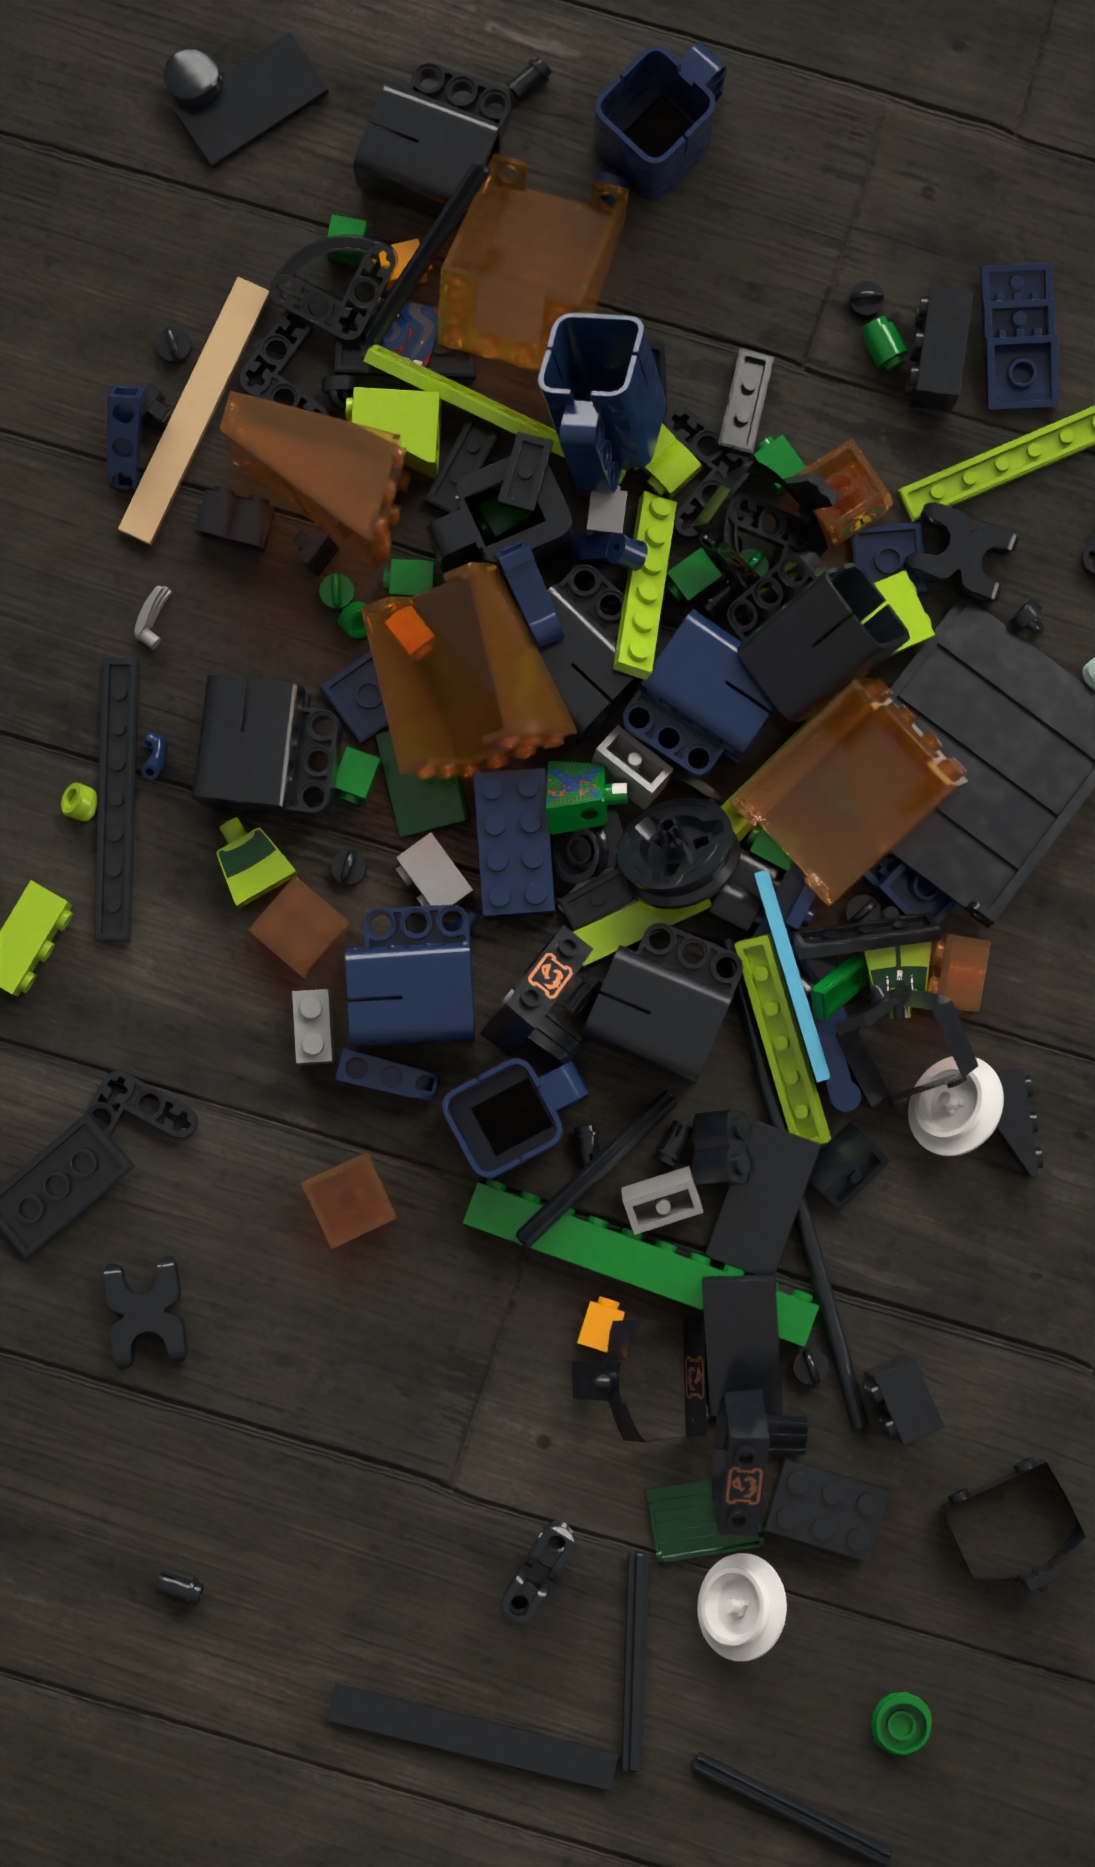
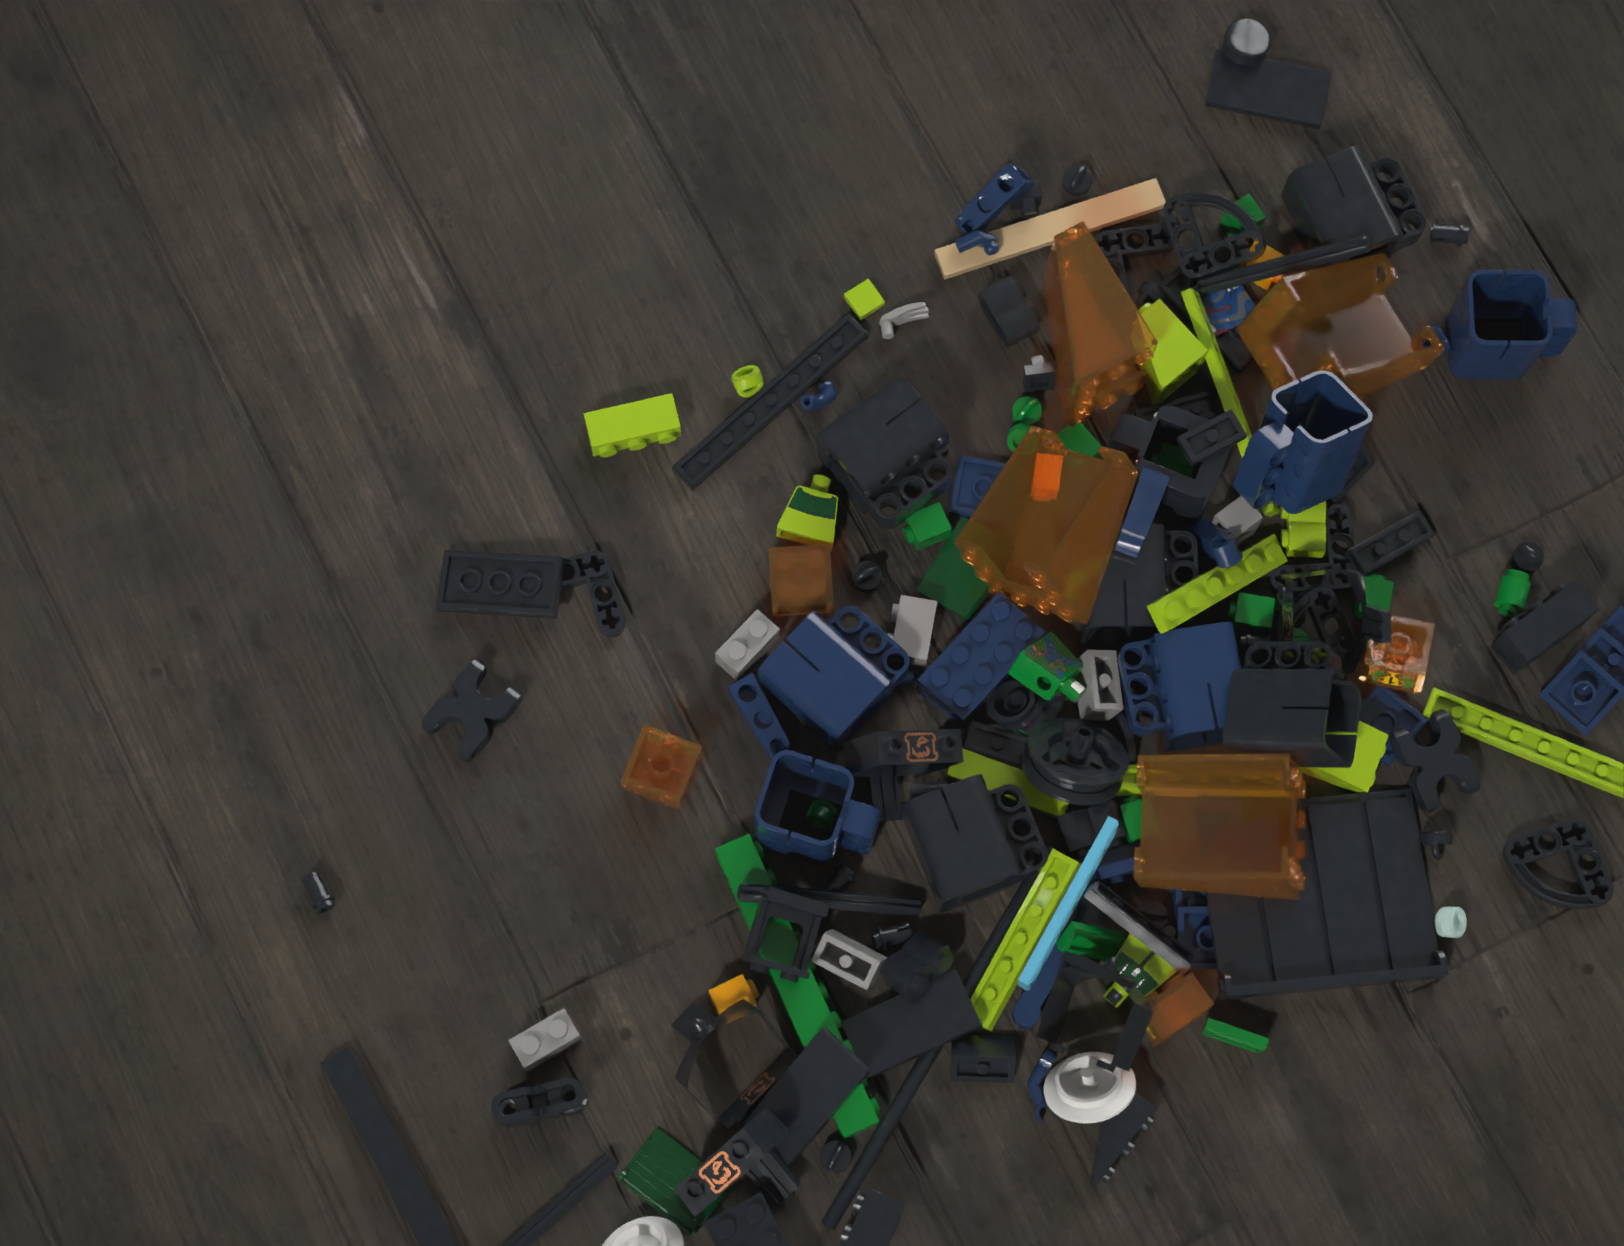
camera: 40 degrees right, 10 degrees down
(103, 631) = (864, 299): none -> lime tile
(146, 483) = (980, 239): none -> dark blue arm
(487, 1516) = (545, 1040): none -> light grey brick
(520, 1106) = (822, 815): none -> green tile
(576, 1212) = (792, 909): none -> black window
(899, 1123) = (1035, 1080): none -> dark blue arm
(1025, 944) = (1234, 1036): none -> green tile

